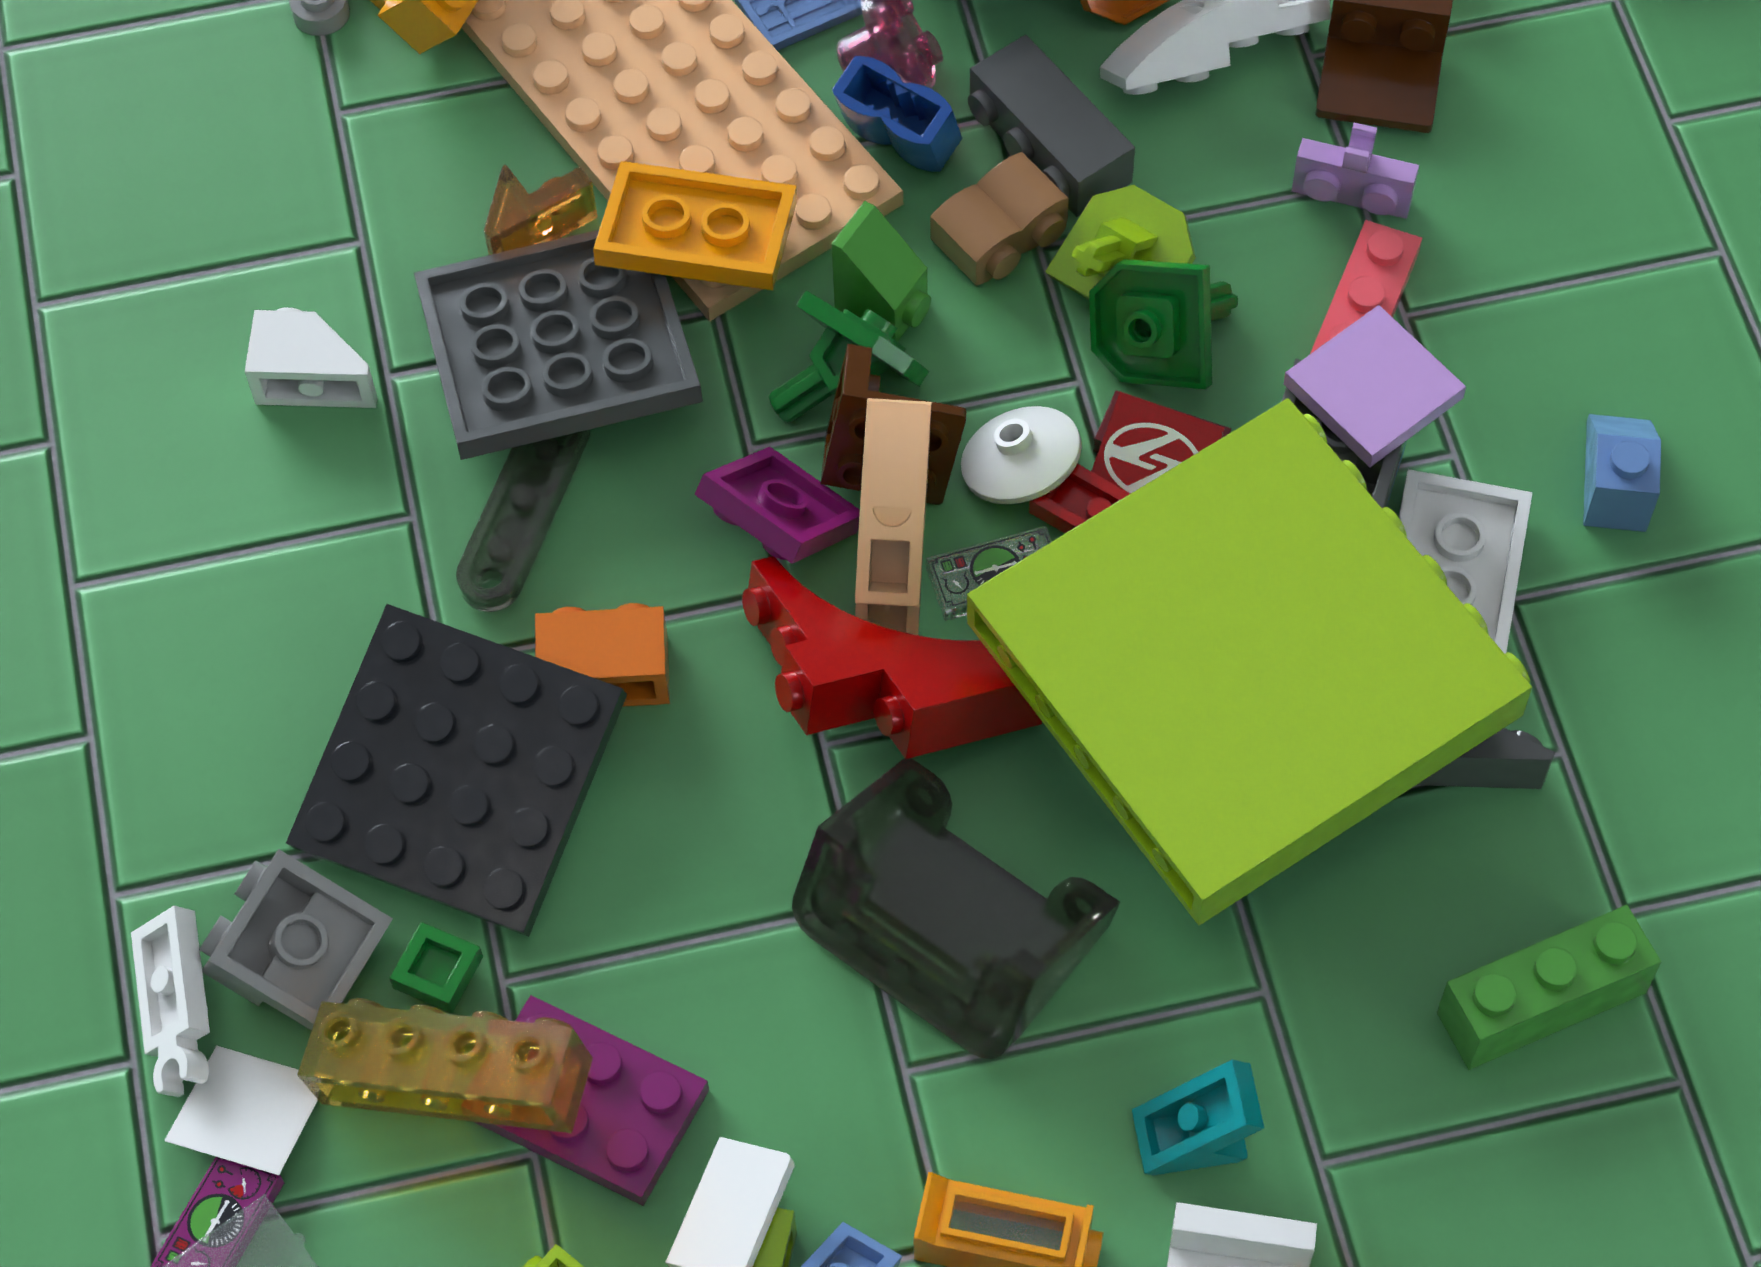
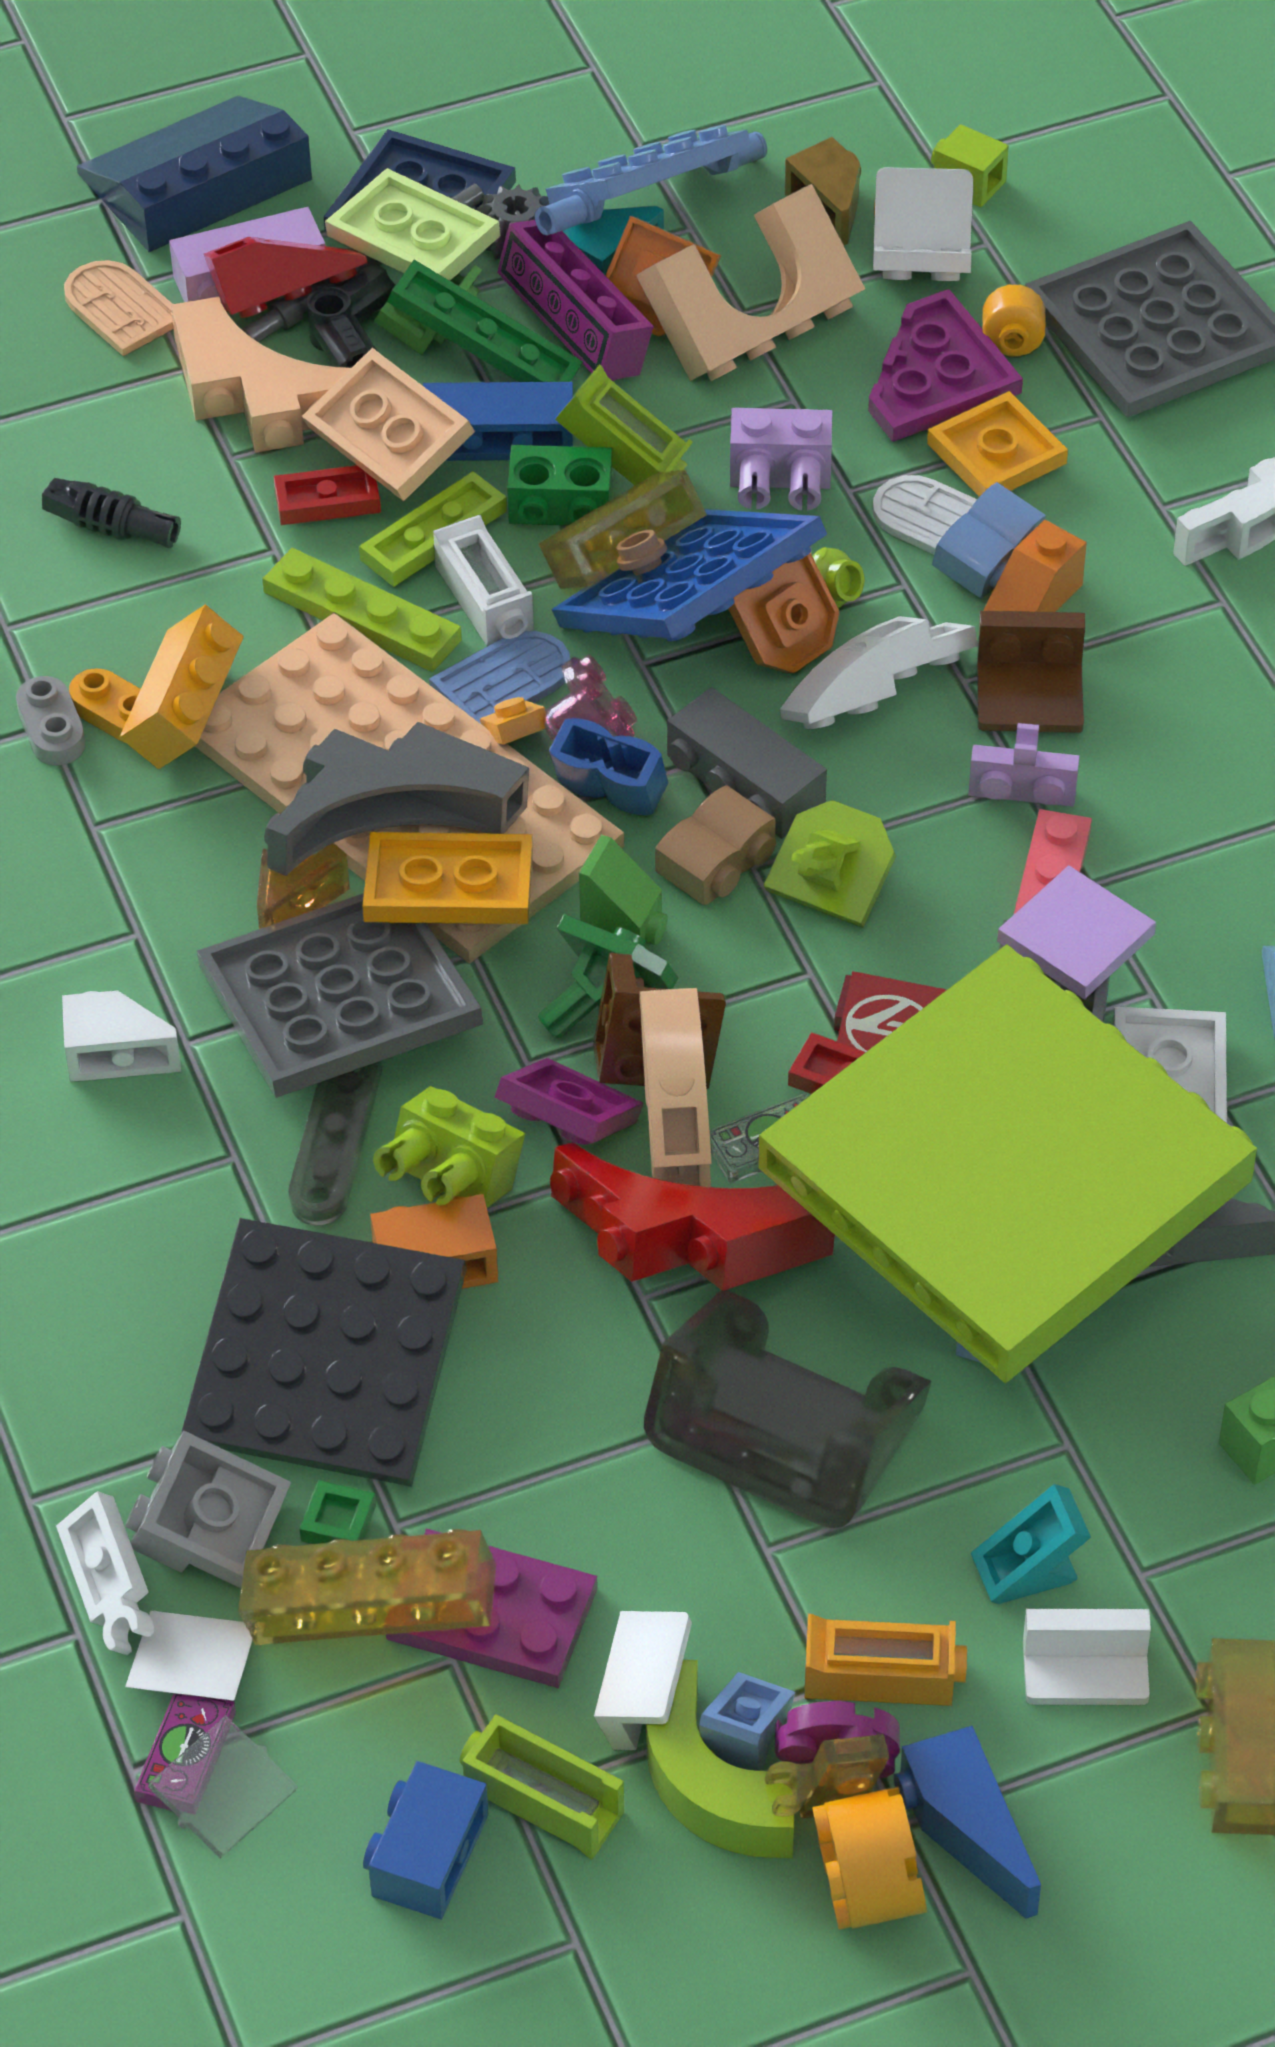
camera: 10 degrees left, 10 degrees down
(623, 109) = (416, 782): none -> dark grey arch
(642, 545) = (451, 1149): none -> lime brick
(807, 45) = (514, 720): none -> light orange plate
(1021, 455) = (772, 1037): white dish -> none
(1156, 322) = (873, 910): green piece -> none

